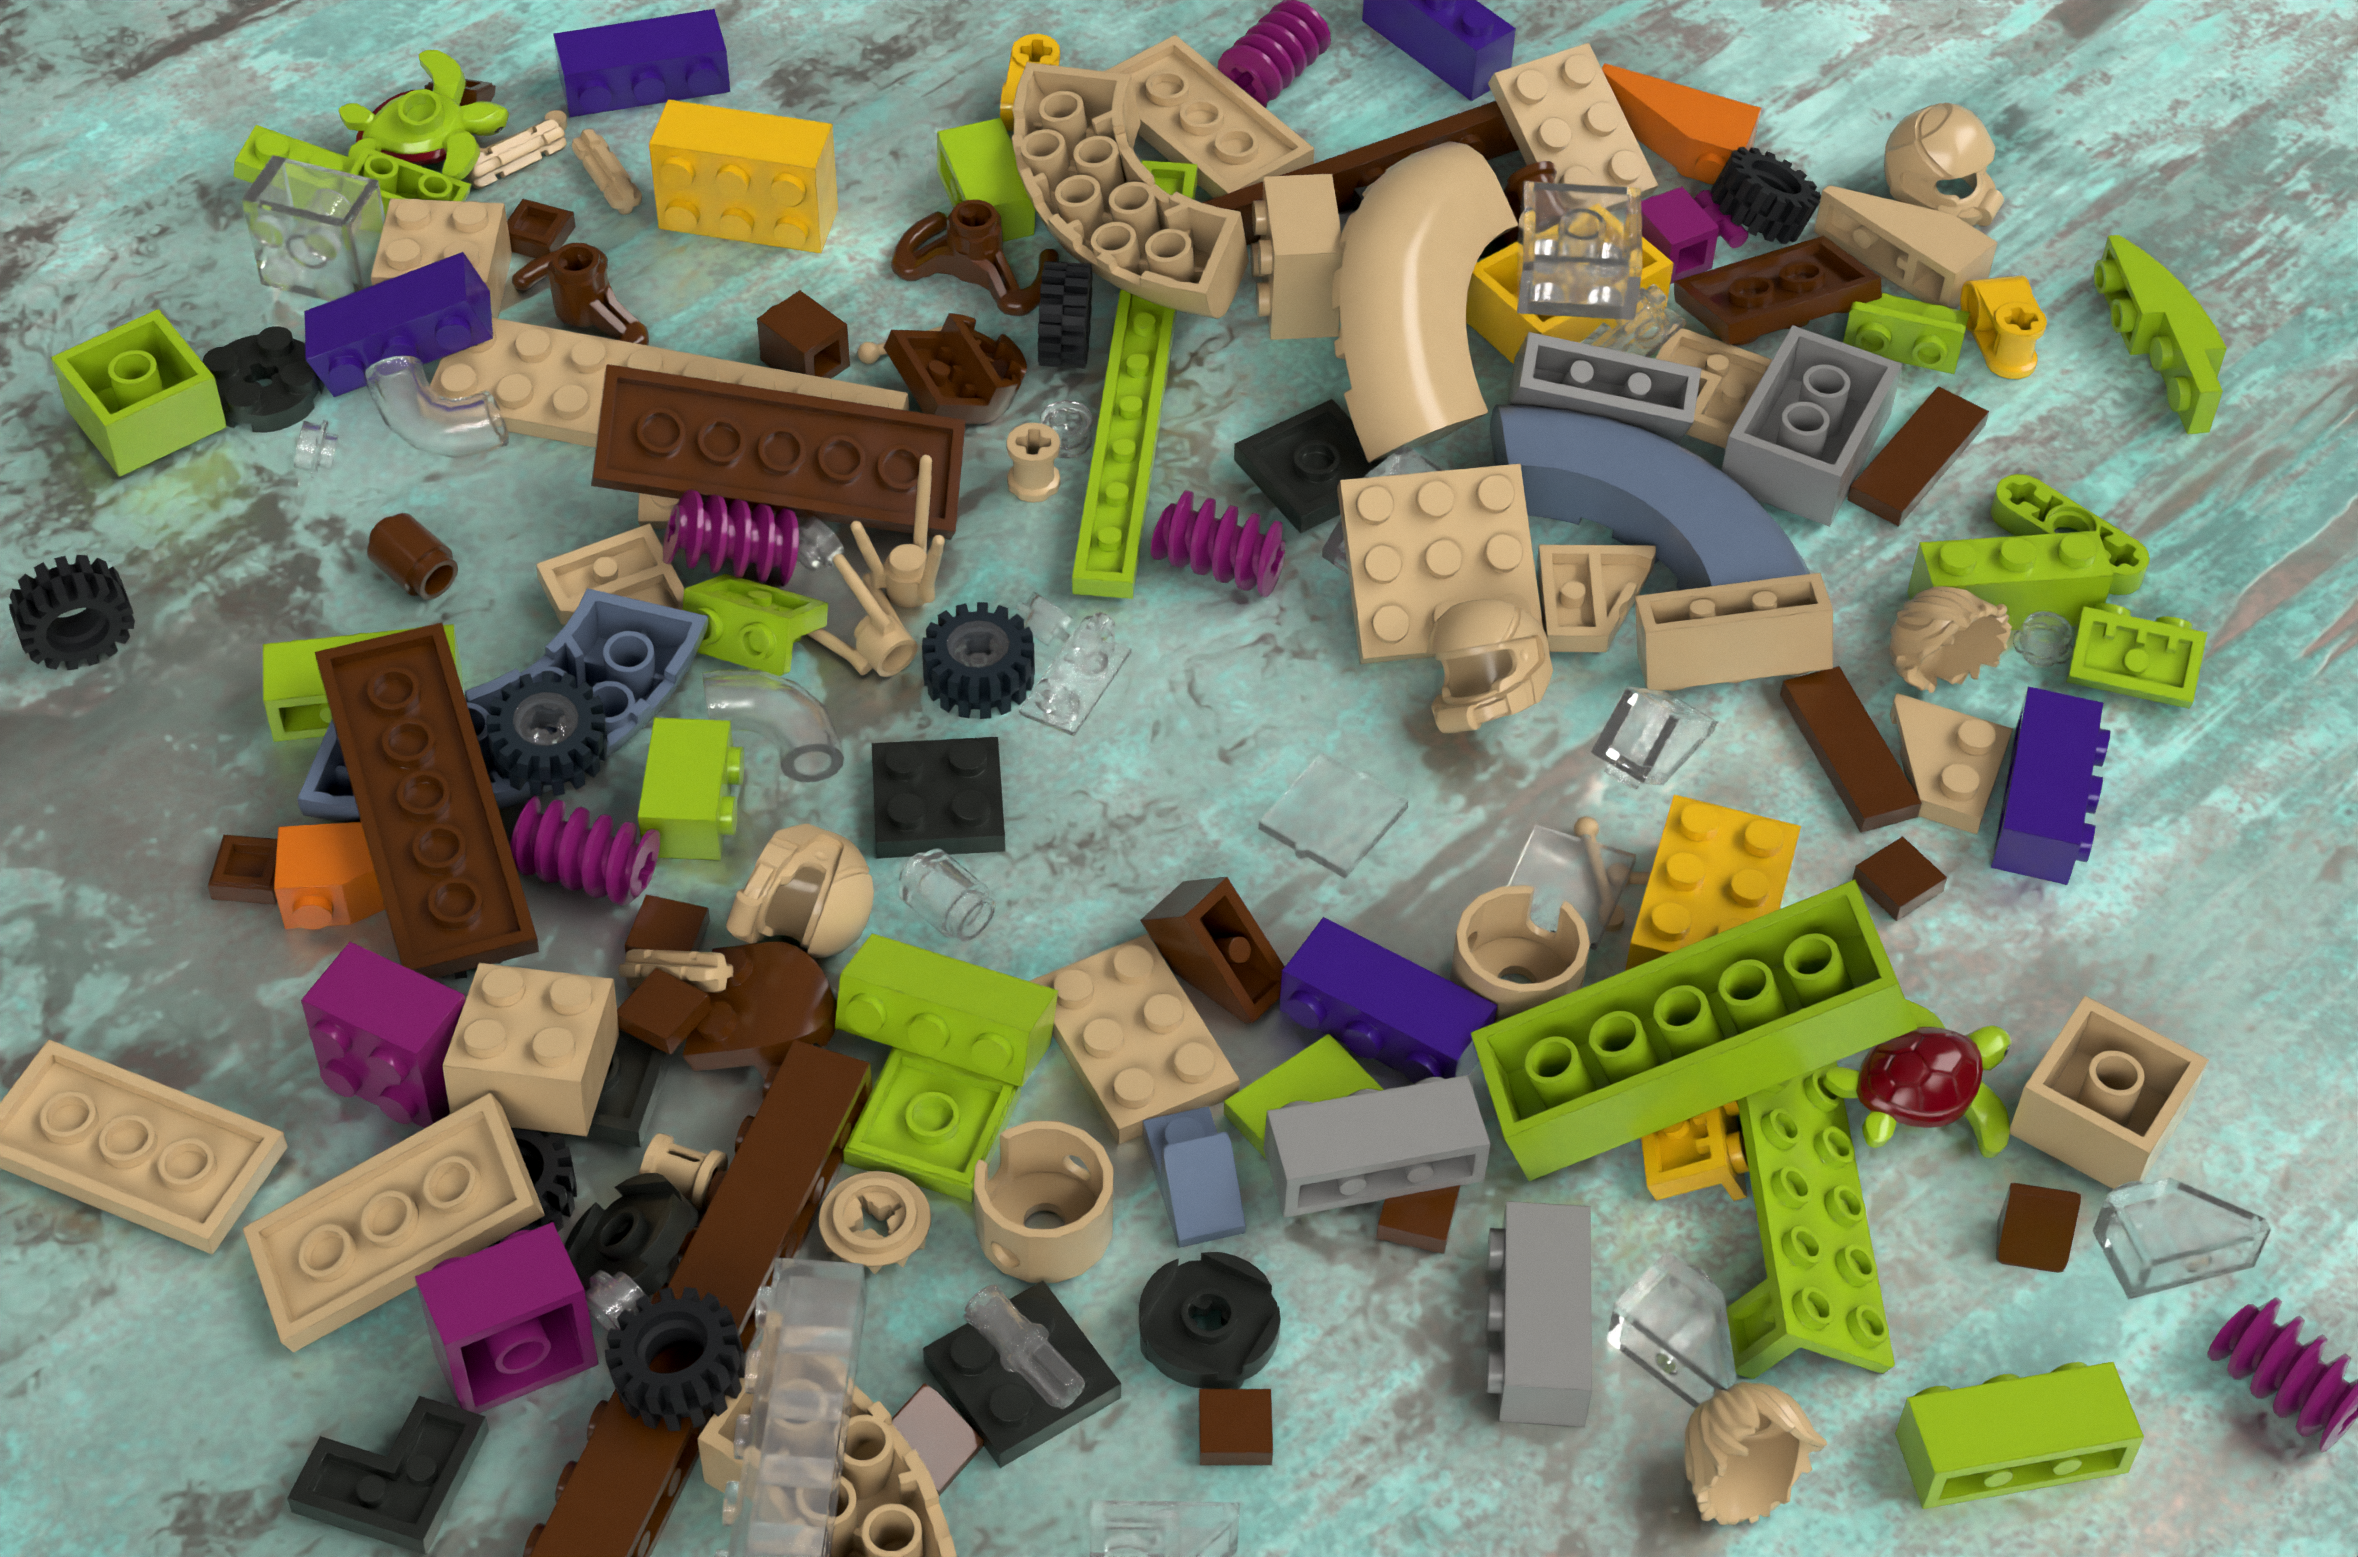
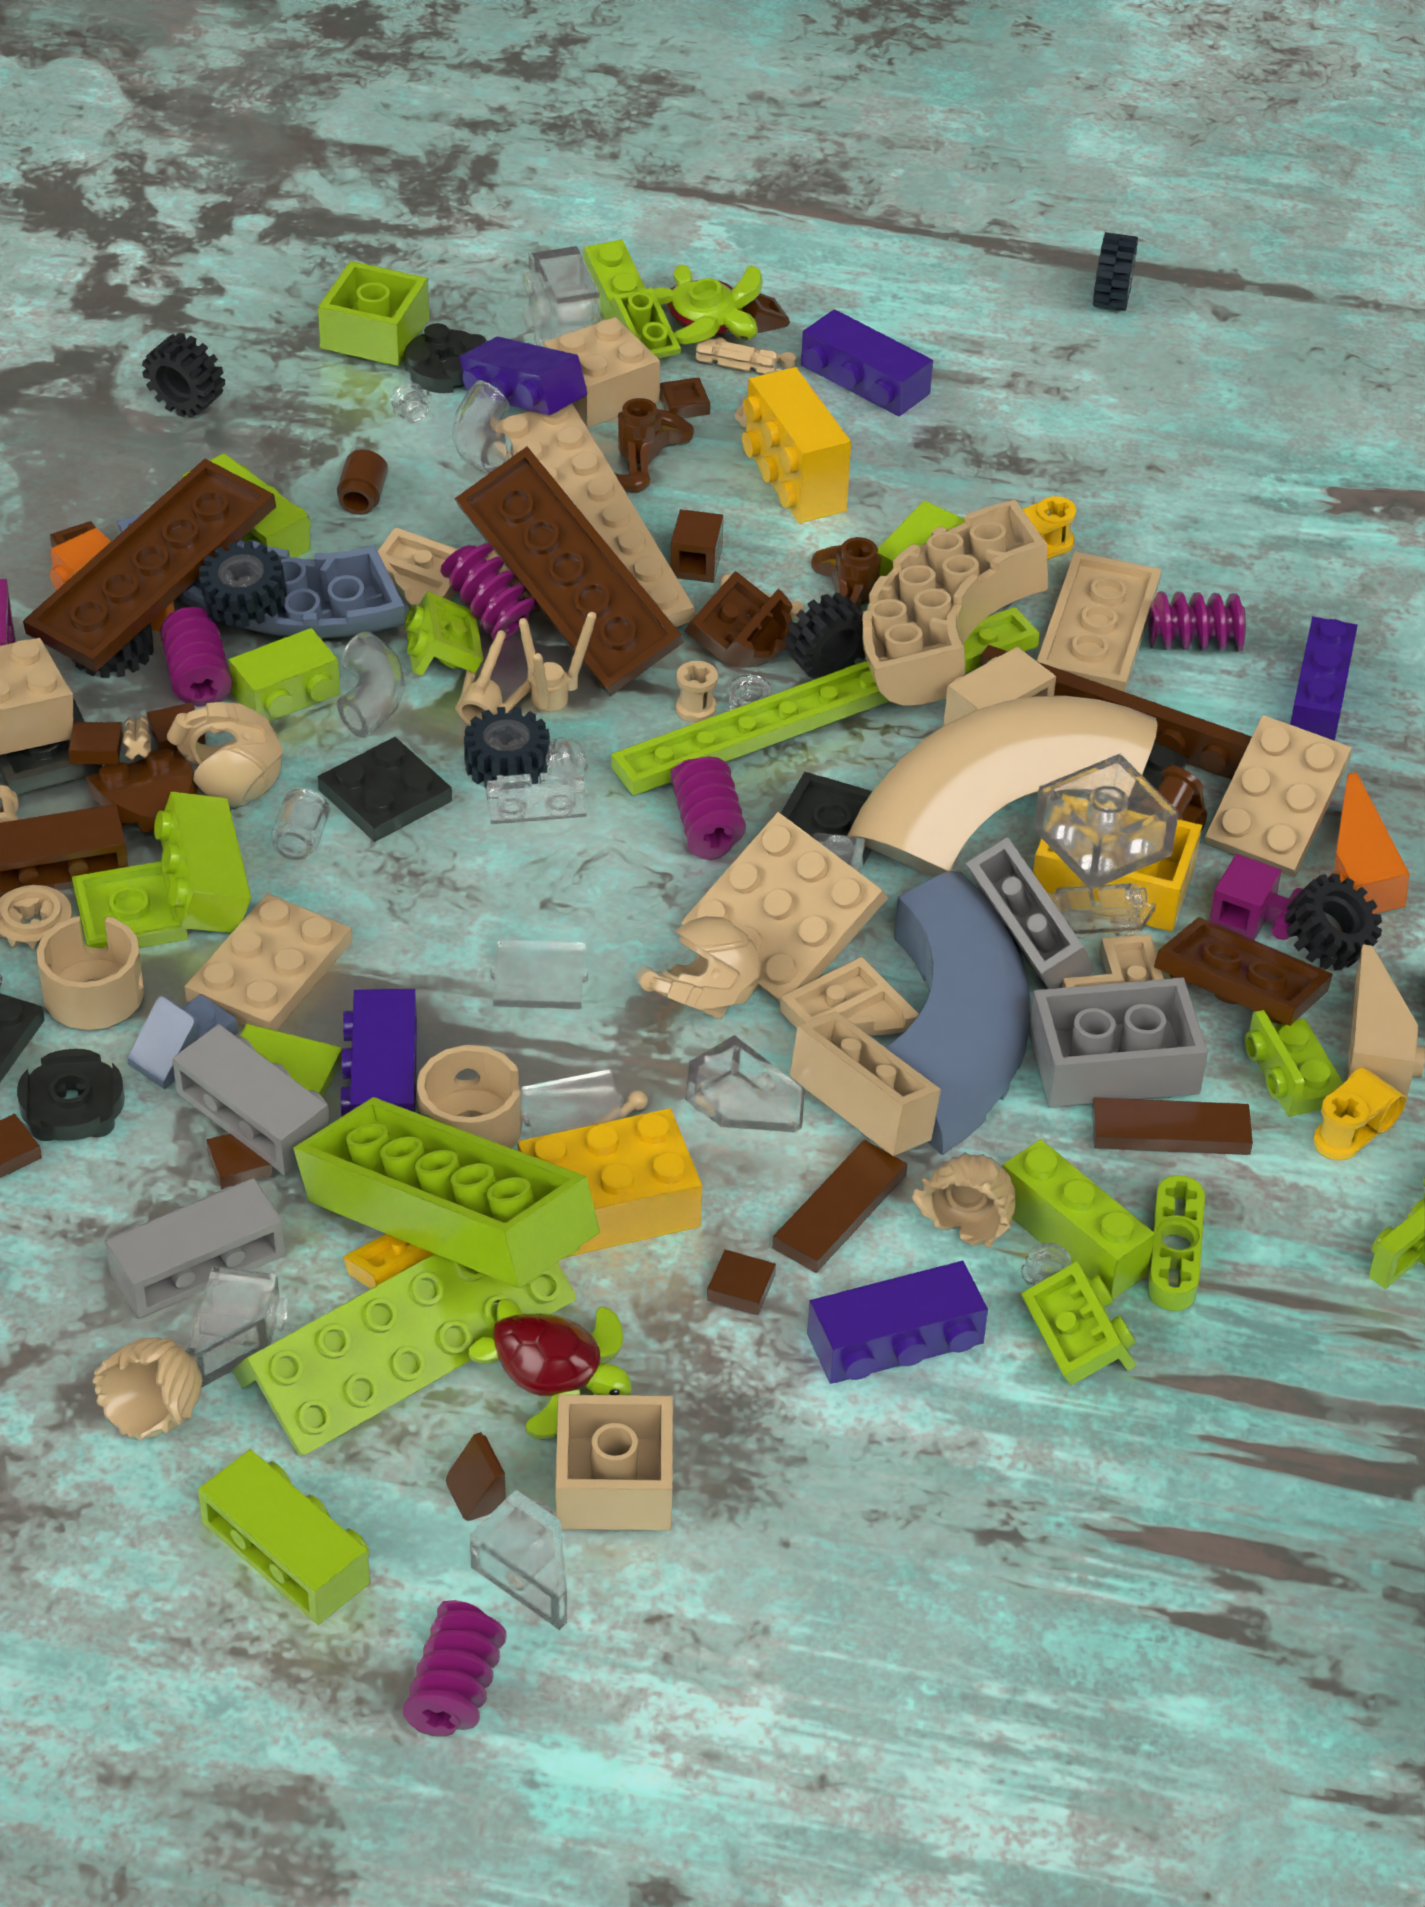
camera: 55 degrees right, 5 degrees down
(817, 545) = (541, 634): clear plate -> none
(1217, 946) = (361, 957): reddish brown slope -> none
(1949, 760) = (878, 1254): tan wing -> none

